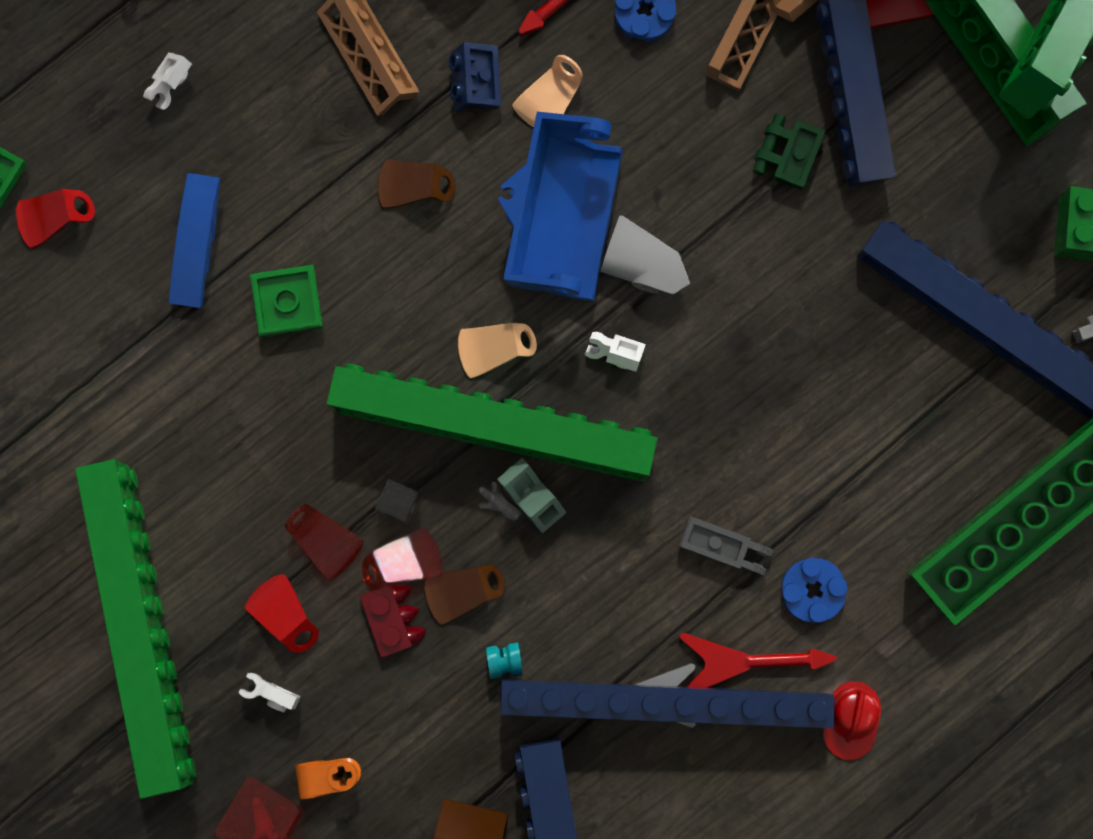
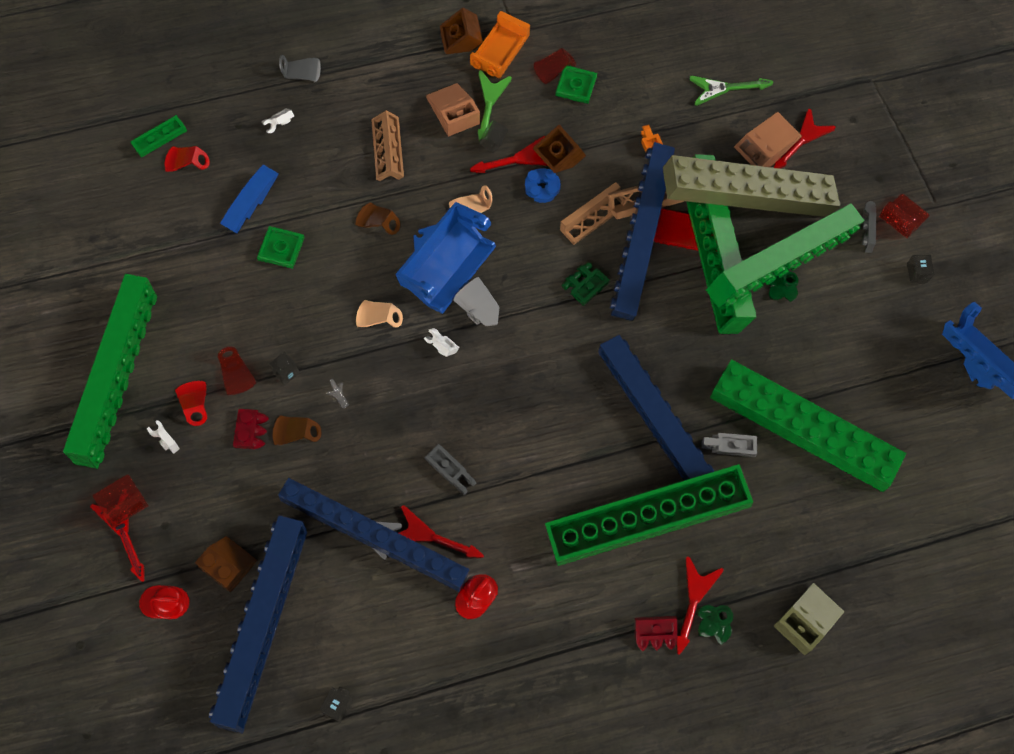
camera: 25 degrees right, 15 degrees down
(321, 777) = (167, 493): orange piece -> none
(404, 560) = (273, 400): clear red piece -> none
(475, 76) = (436, 180): dark blue bracket -> none
(492, 423) = (355, 349): green brick -> none
(504, 660) = (297, 474): teal wheel -> none
(531, 495) = (356, 394): sand green brick -> none
(832, 587) = (486, 525): blue plate -> none

